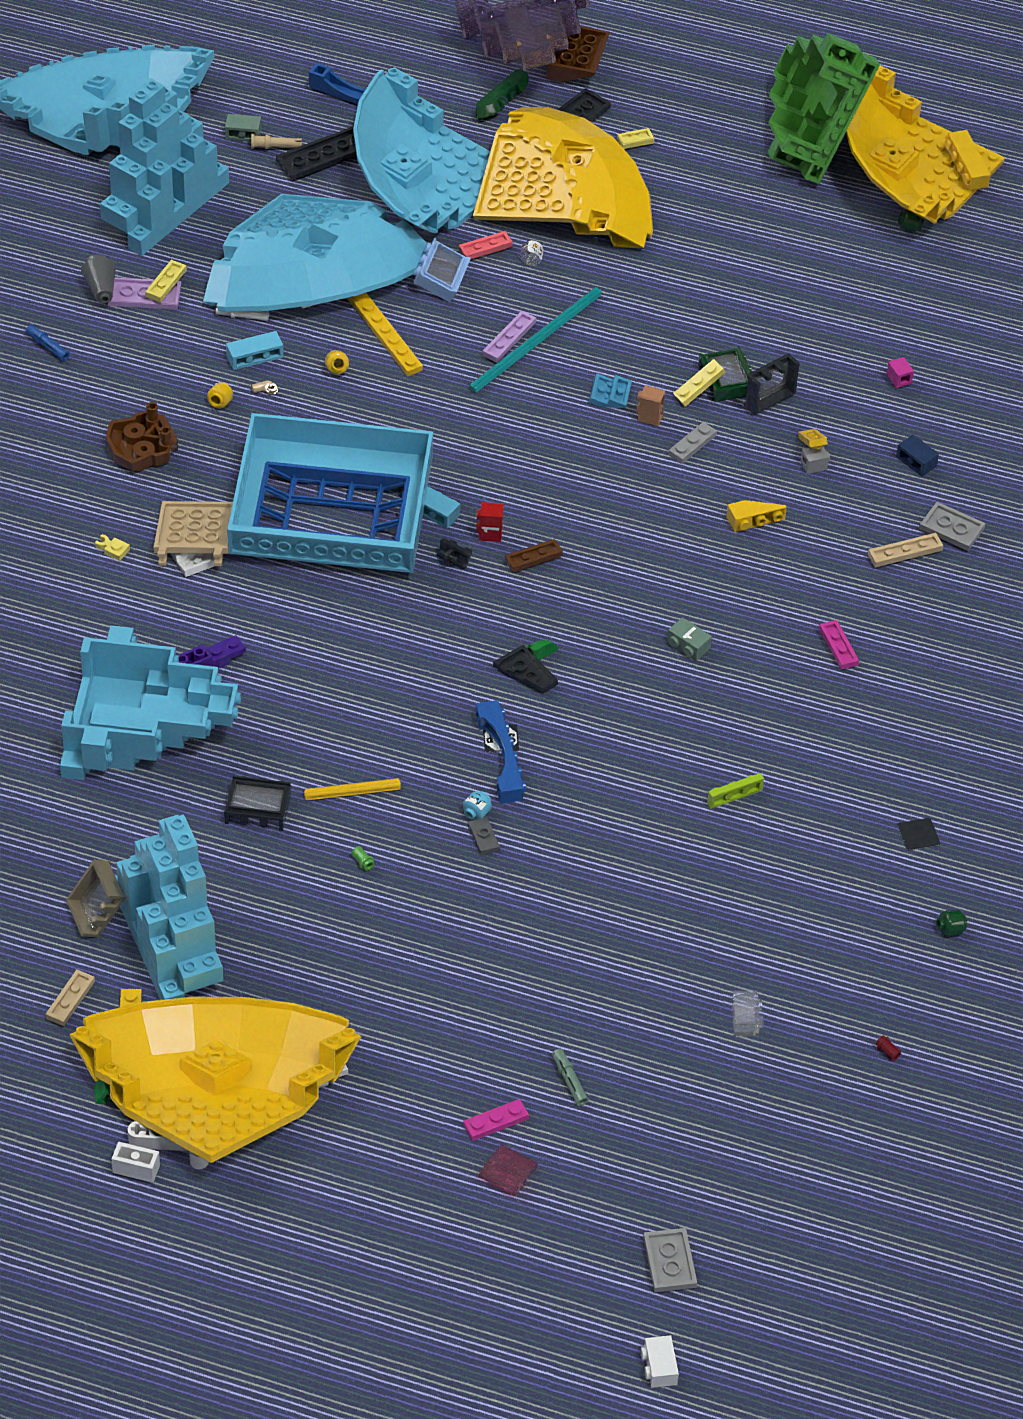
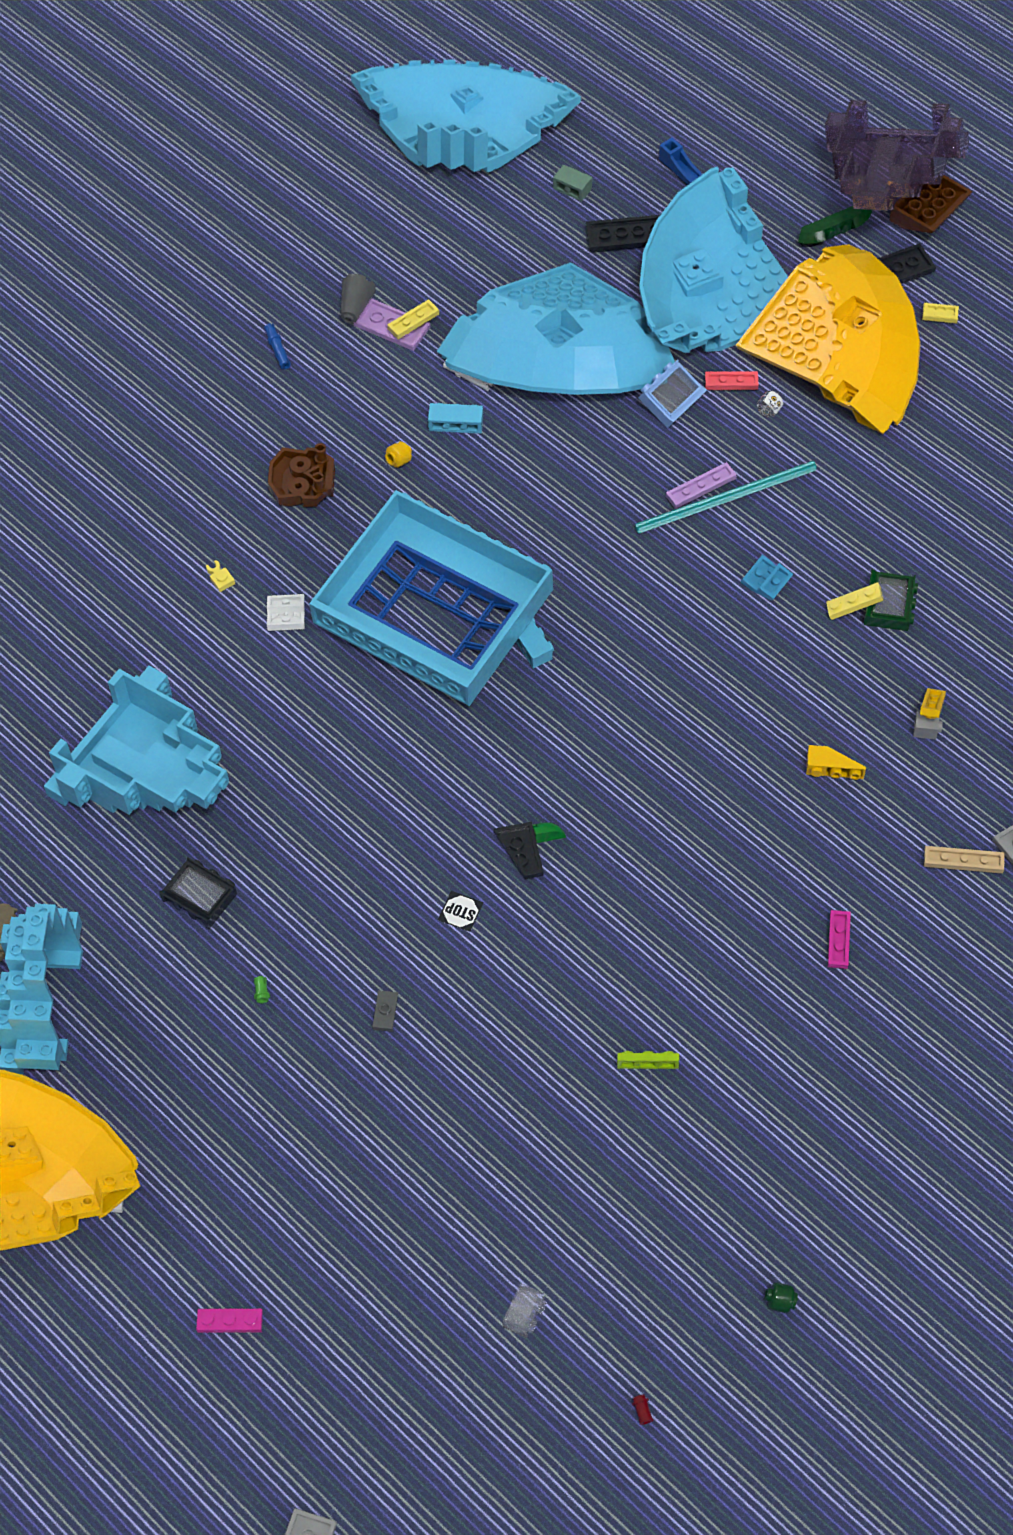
camera: 30 degrees right, 10 degrees up
(161, 169) = (456, 206): medium azure panel -> none
(193, 529) = (291, 585): tan plate -> none
(215, 655) = (235, 725): dark purple slope -> none
(265, 386) = (448, 460): tan arm -> none
(267, 142) = (587, 204): tan pin -> none
(342, 363) = (522, 457): yellow head -> none
(352, 789) = (292, 912): yellow axle -> none
(386, 334) = (588, 443): yellow plate -> none
(454, 554) = (519, 699): black hips -> none
(477, 805) = (393, 977): medium azure head -> none
(490, 522) = (570, 679): red brick -> none
(491, 719) = (437, 966): blue arch -> none
(508, 1170) = (209, 1380): clear pink slope -> none
(533, 555) = (595, 728): reddish brown plate -> none
(566, 1070) = (321, 1305): sand green pin -> none
(650, 405) = (792, 609): nougat brick -> none
(689, 639) = (693, 876): sand green brick -> none
(692, 442) = (816, 662): light grey plate -> none
(771, 383) = (922, 629): black window -> none
(918, 834) = (806, 1181): black sticker -> none

